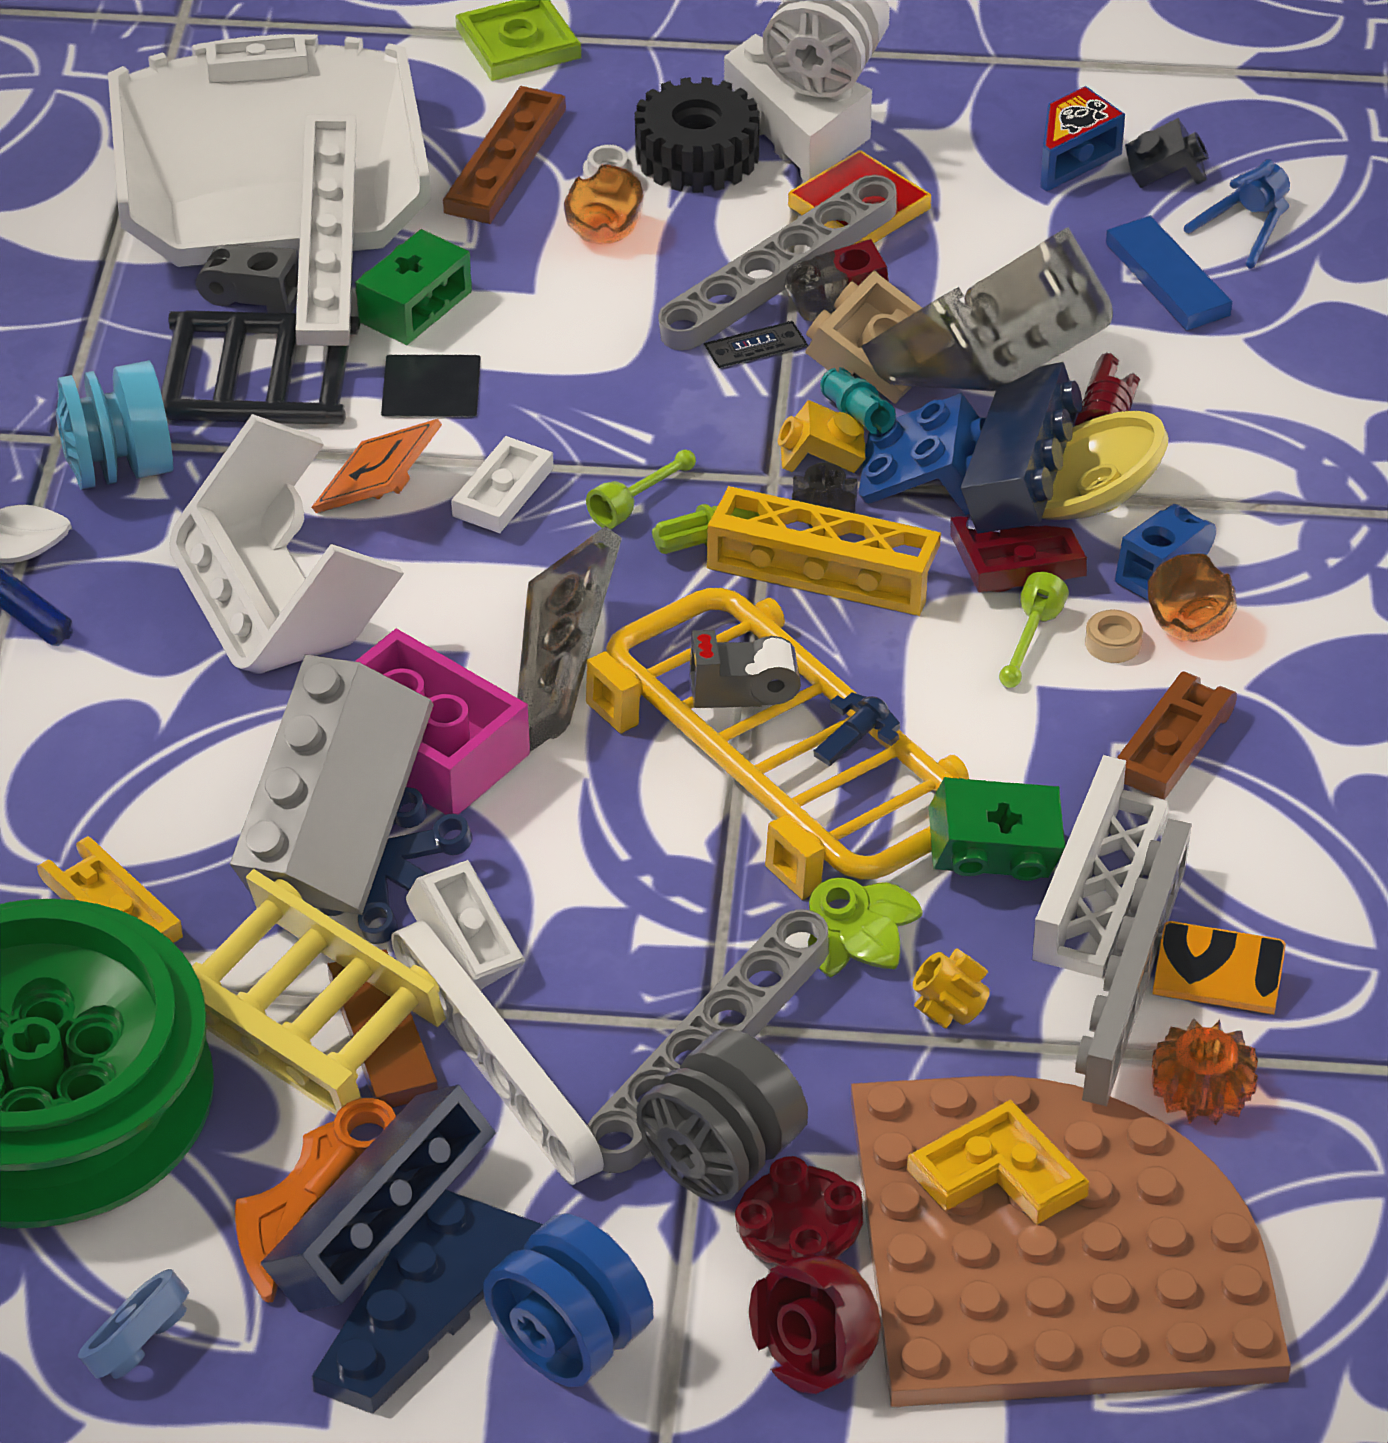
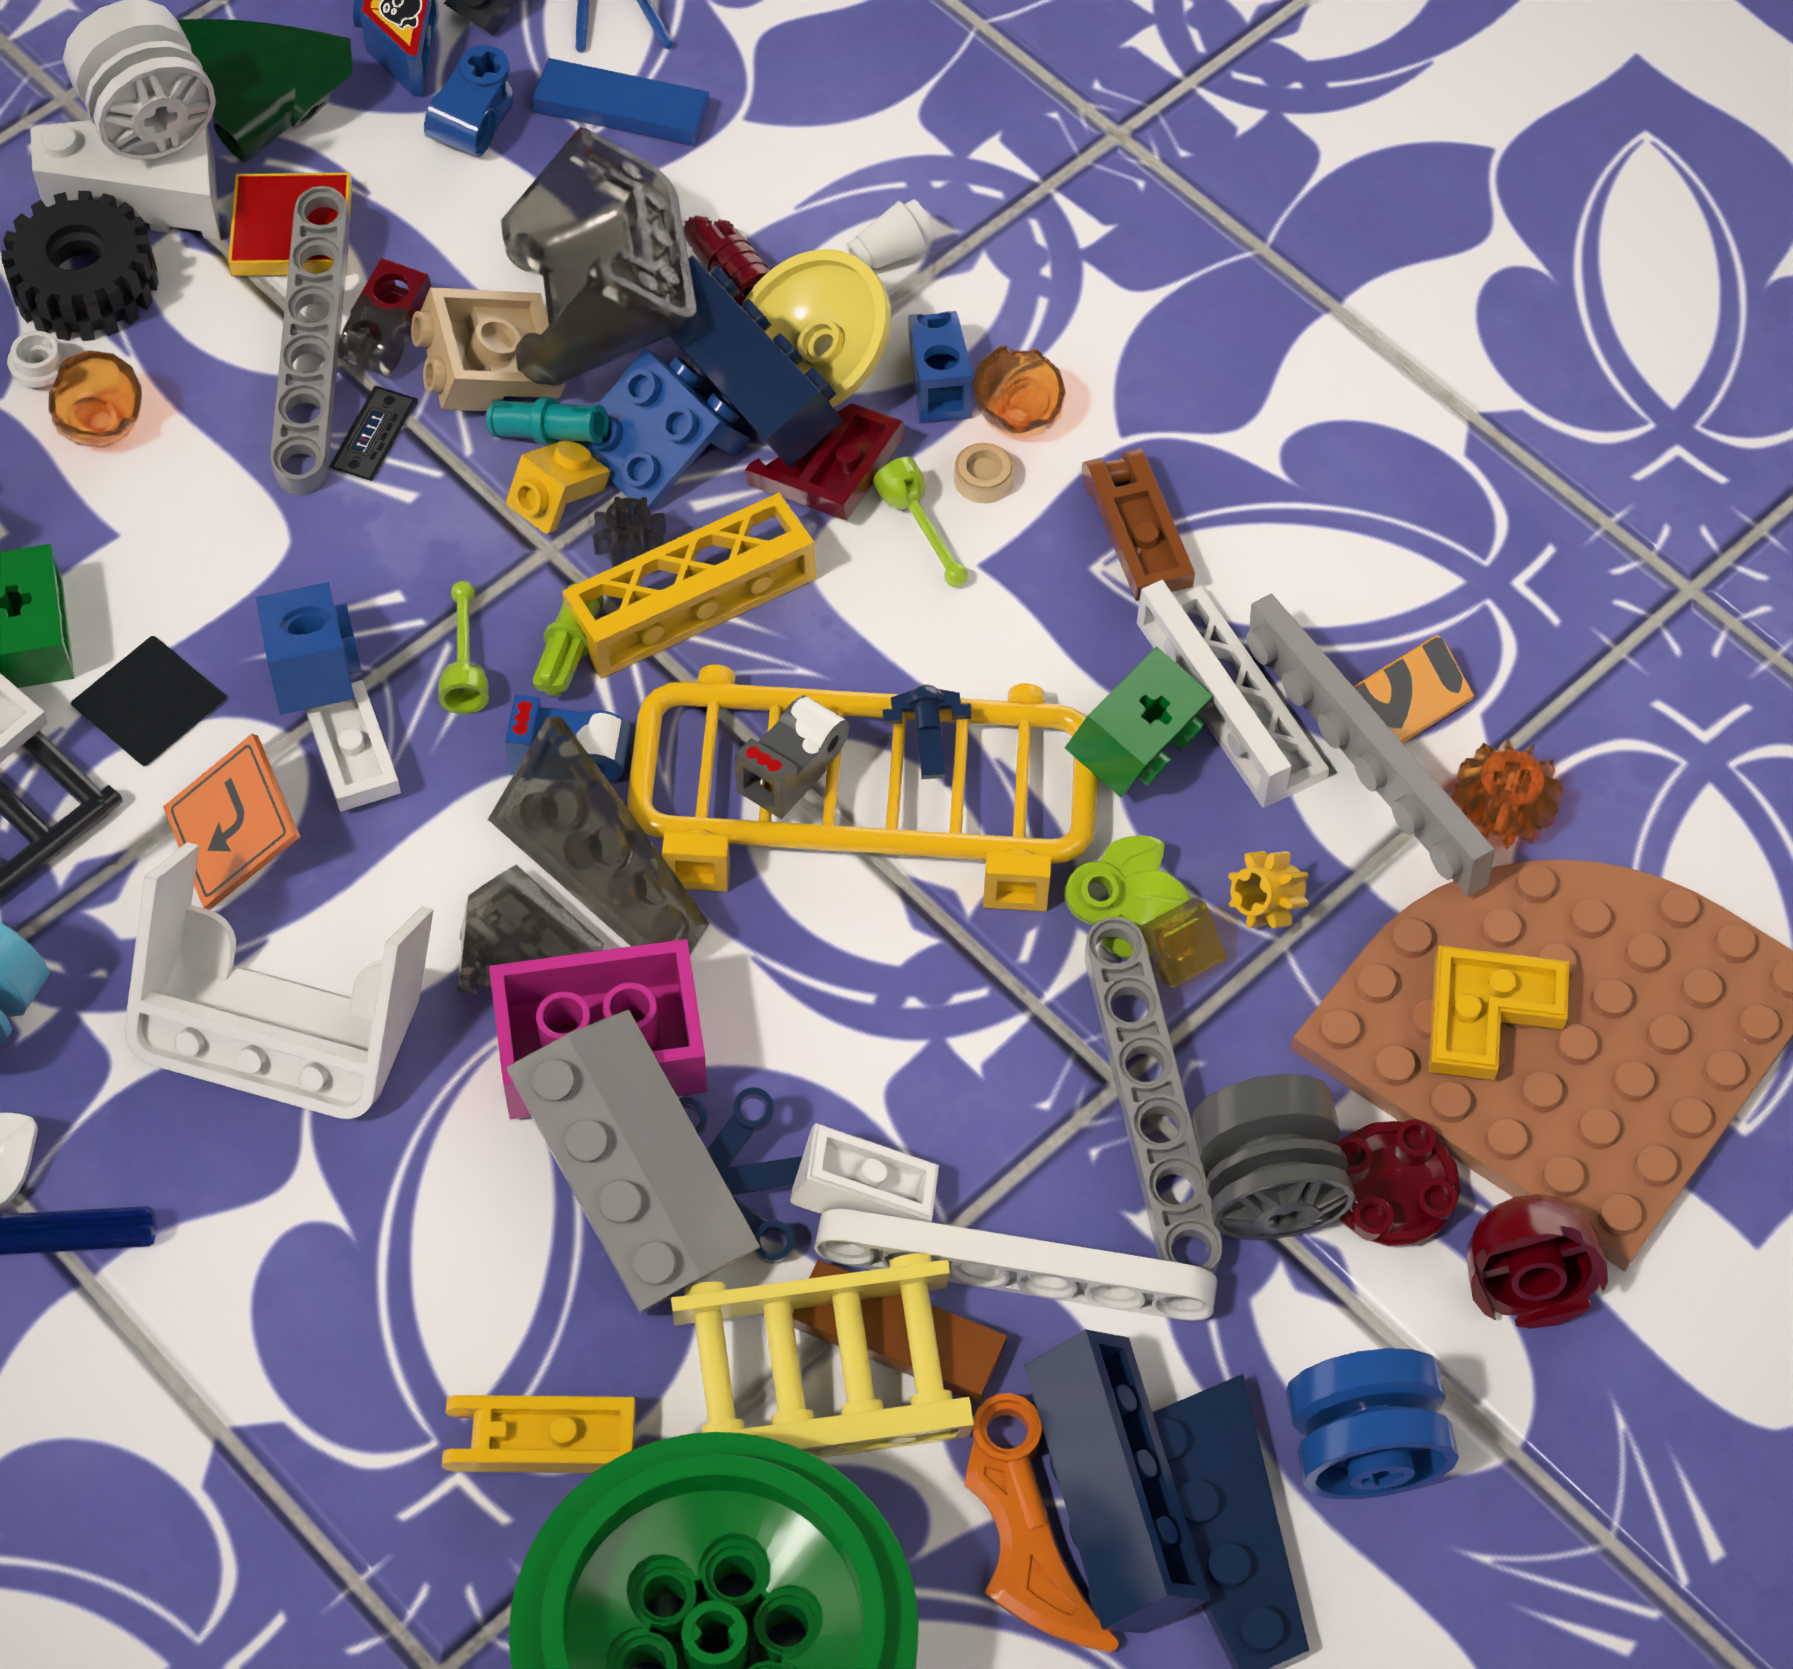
camera: 50 degrees left, 15 degrees up
(468, 637) = (512, 923): none -> clear smoke slope
(538, 407) = (308, 647): none -> blue brick
(637, 581) = (599, 732): none -> blue leg
(853, 973) = (1183, 942): none -> clear yellow plate
(935, 101) = (266, 77): none -> dark green panel
(1059, 202) = (471, 101): none -> blue piece
(1239, 461) = (894, 236): none -> white cone

